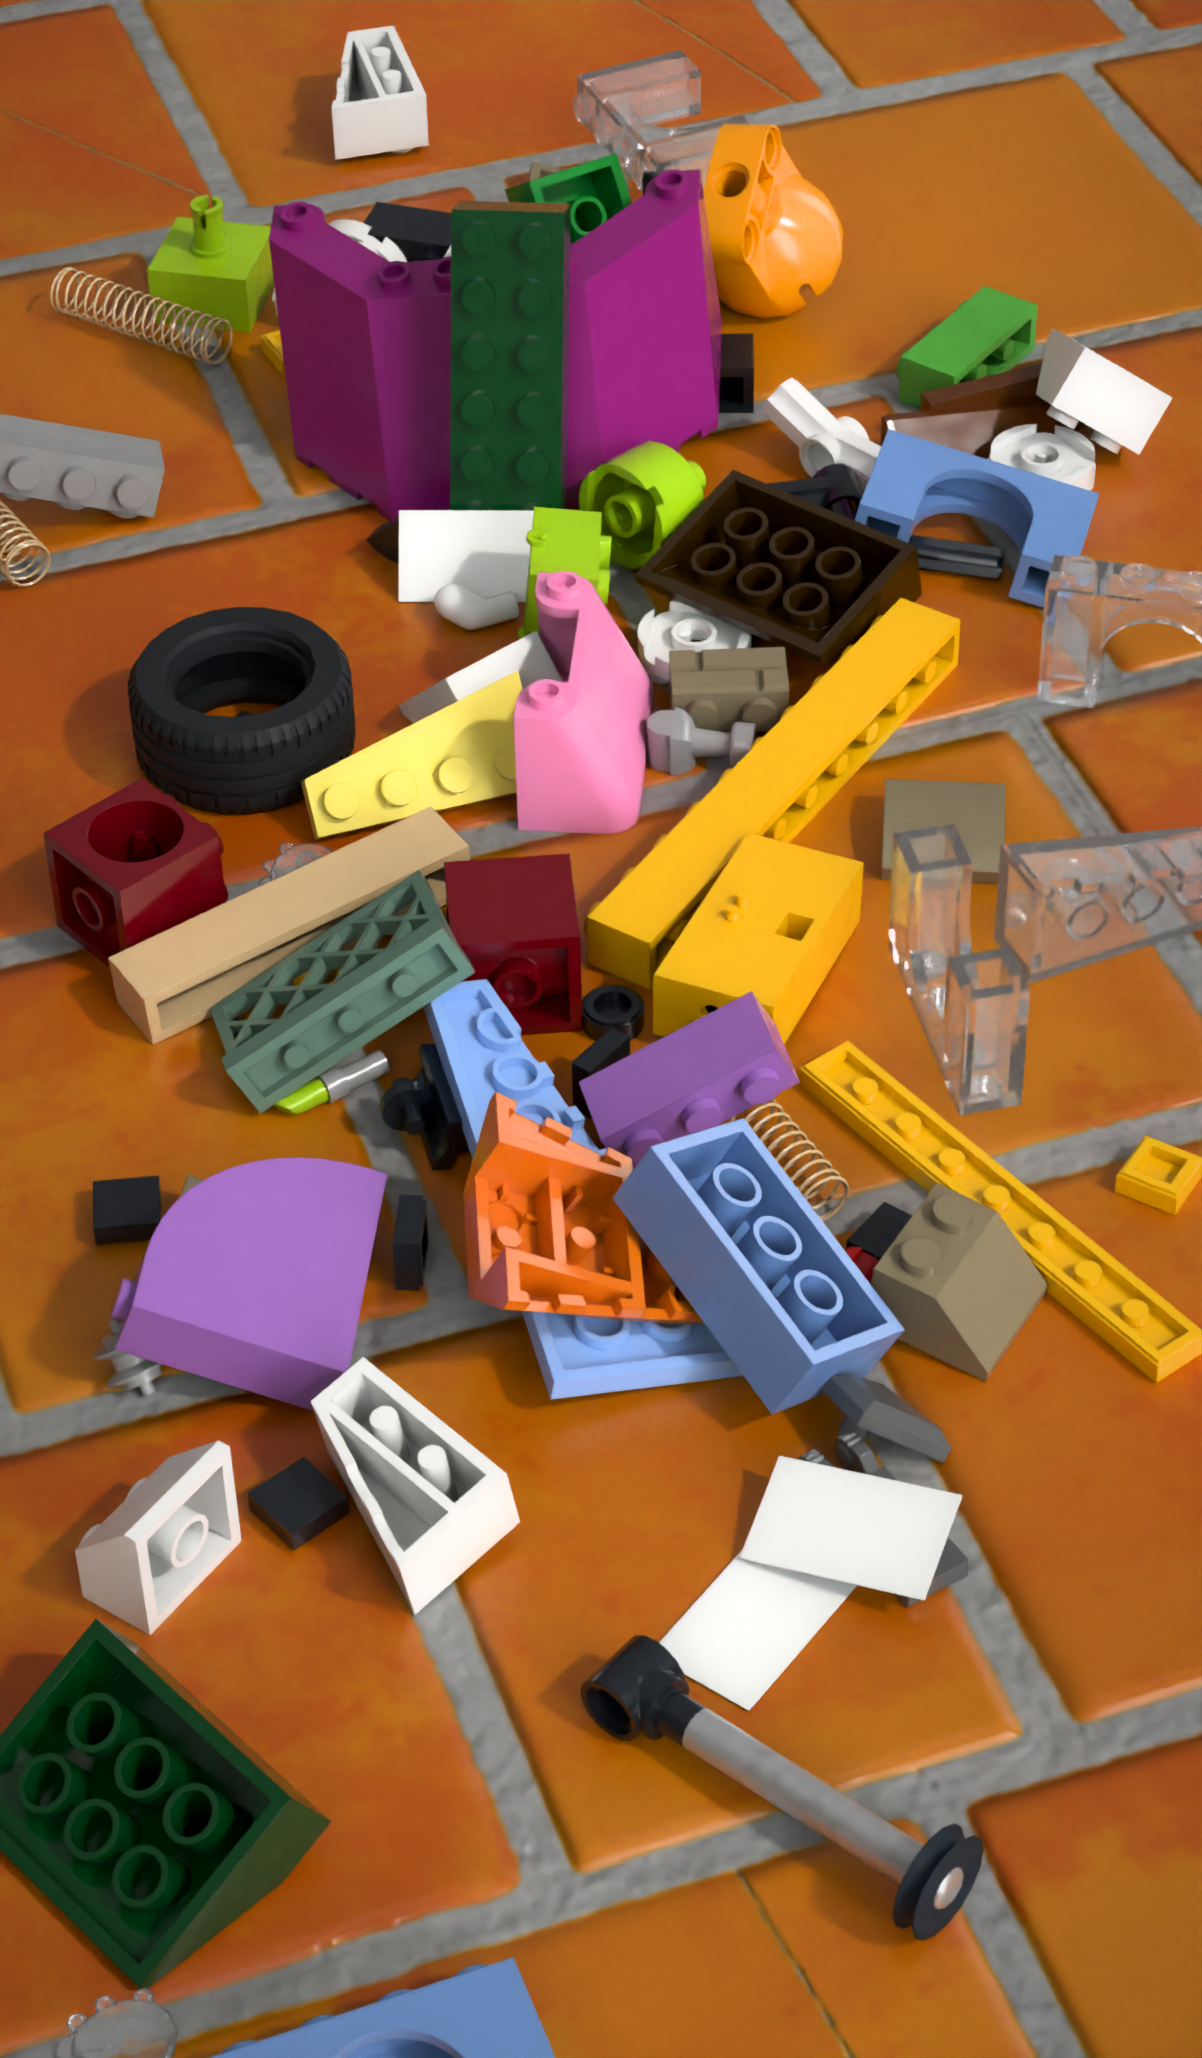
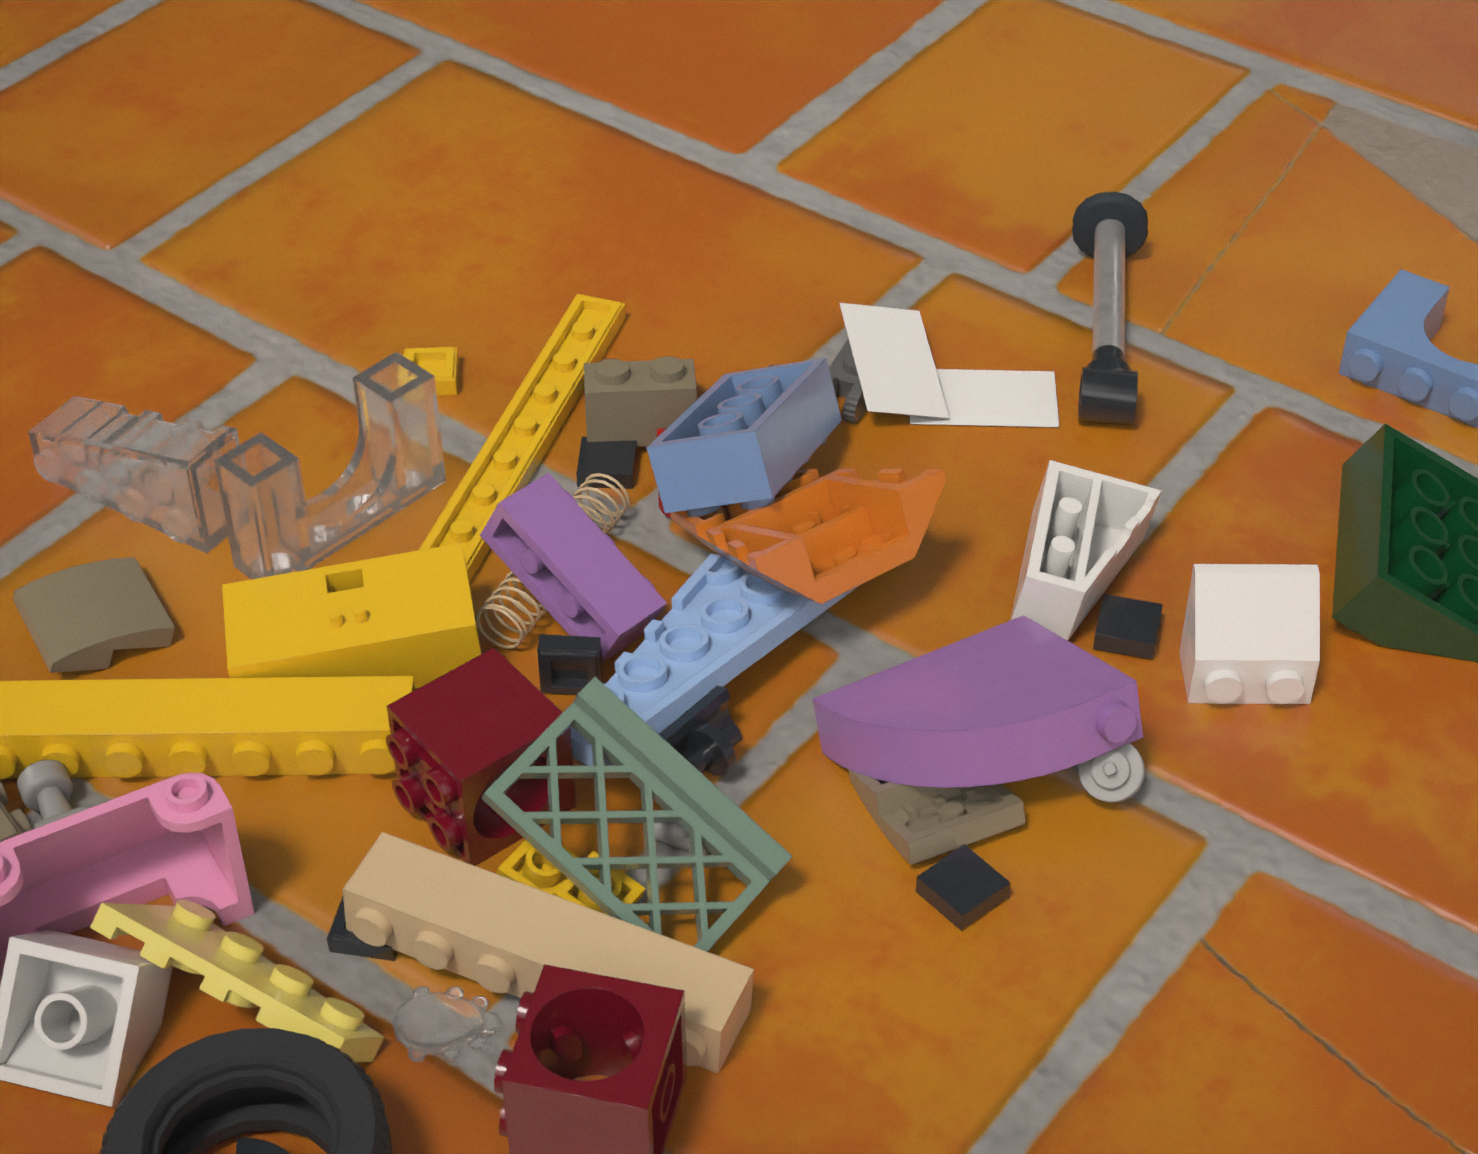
camera: 125 degrees left, 0 degrees up
(410, 1242) = (849, 667): black tile -> none

